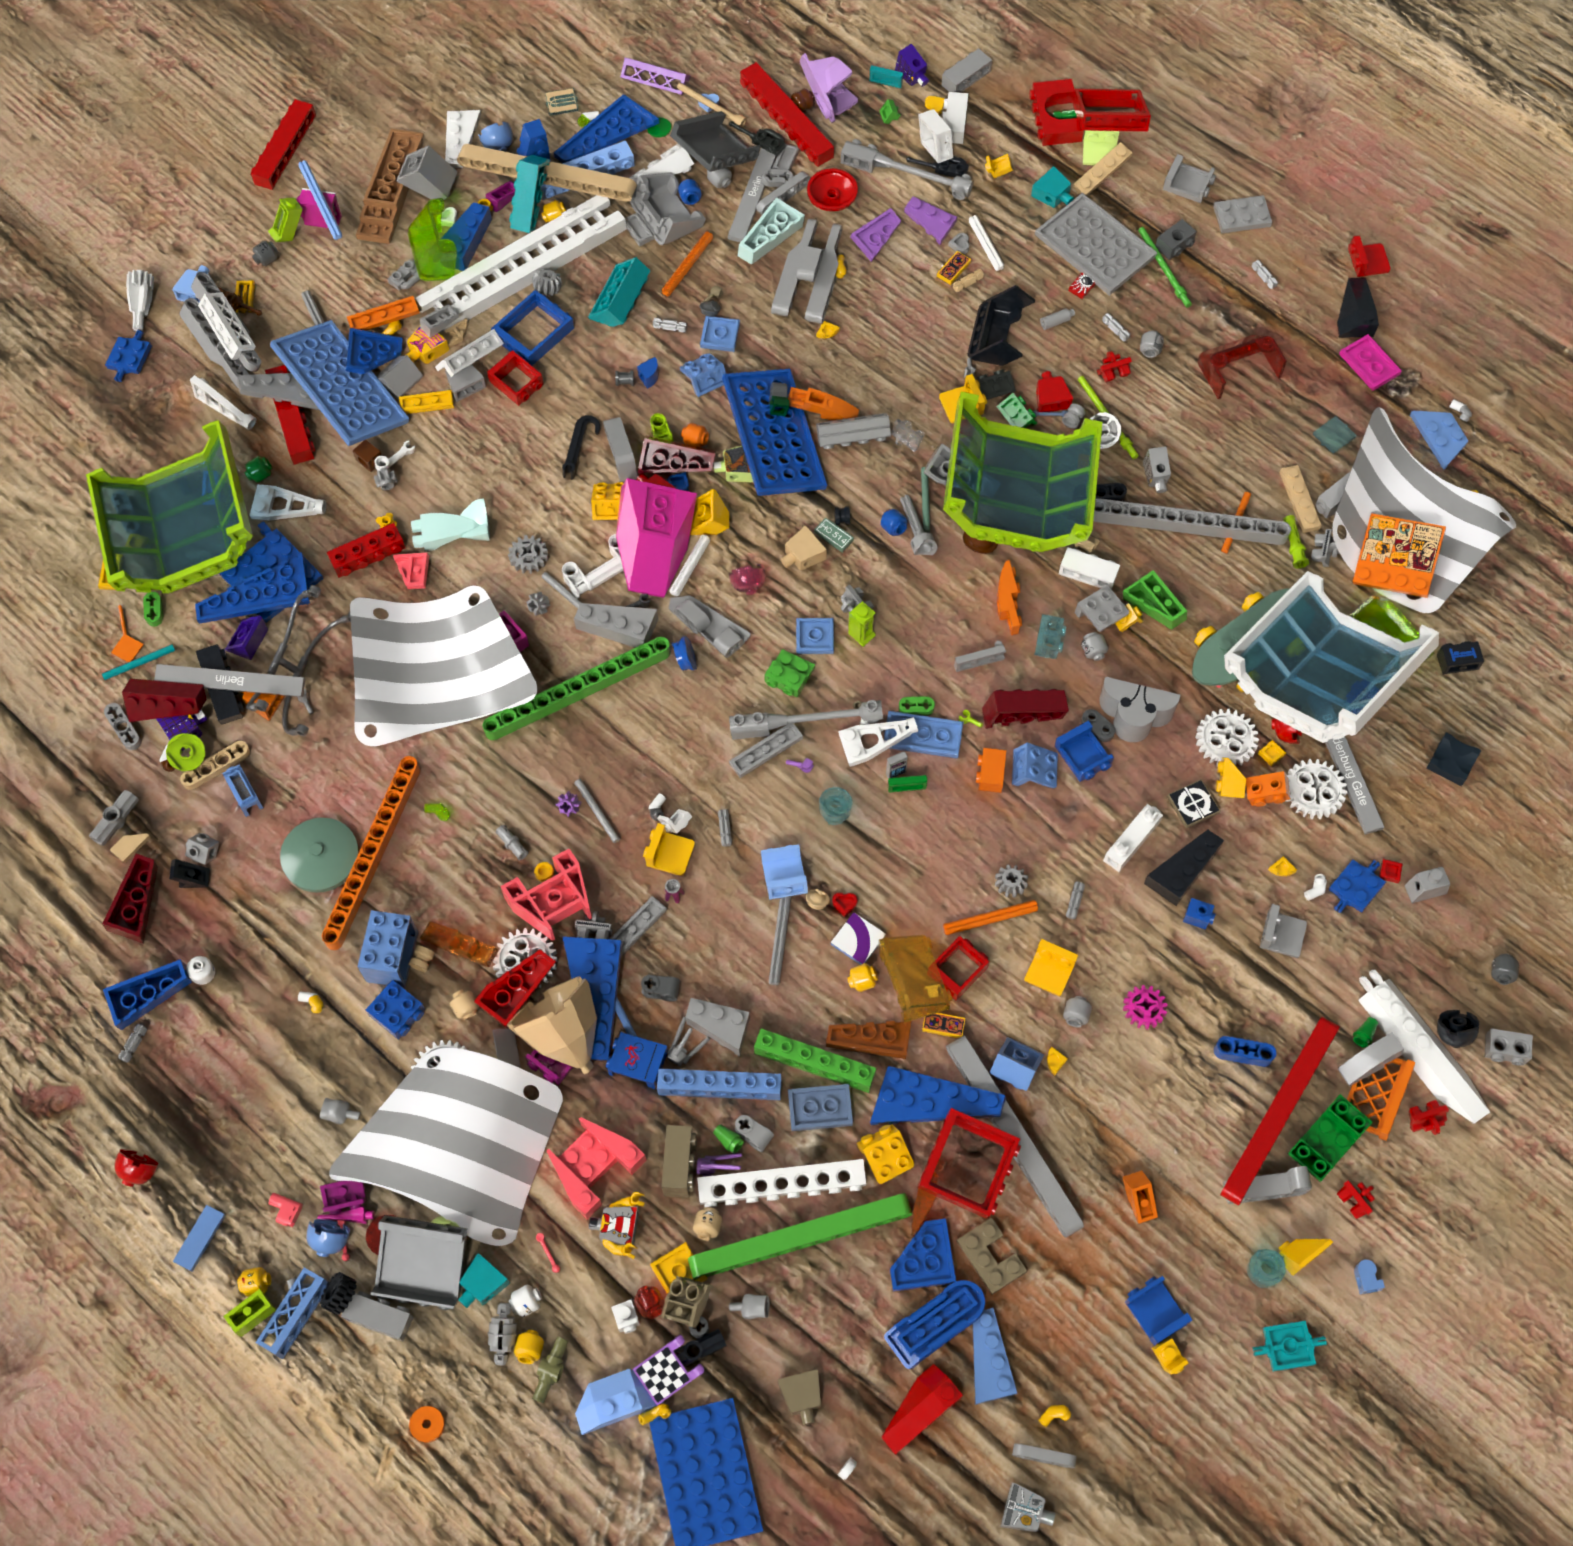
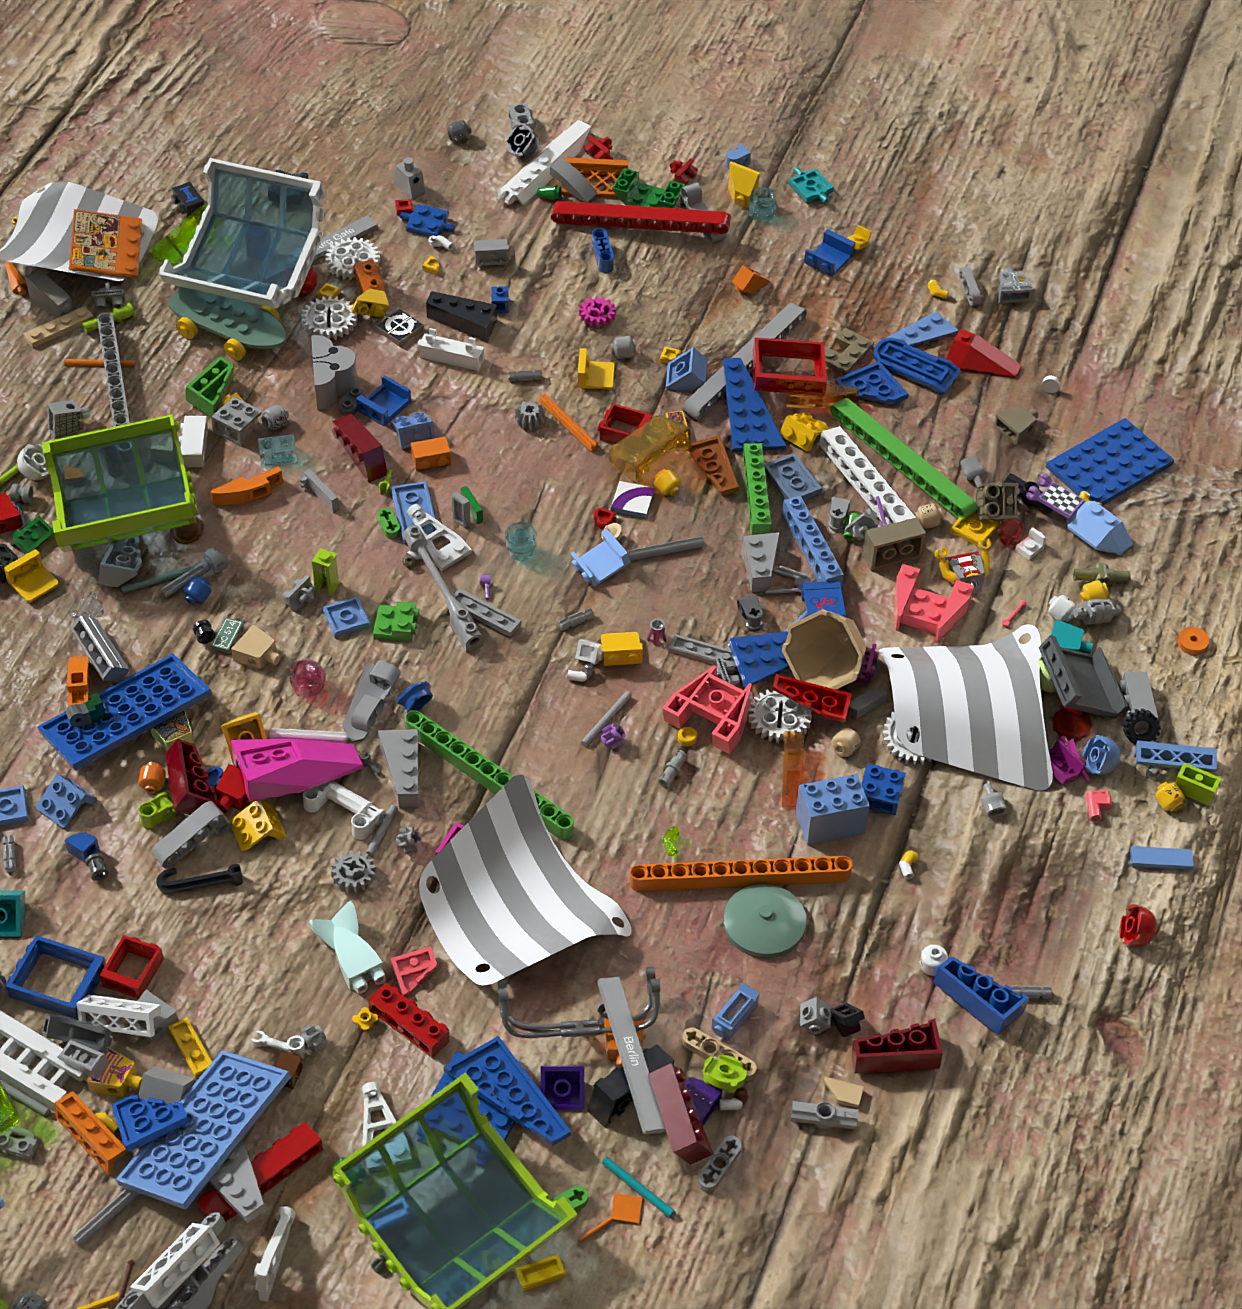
camera: 115 degrees left, 15 degrees down
(463, 330) = (86, 1033): none -> dark grey arch
(710, 1135) = (862, 523): none -> light grey hips

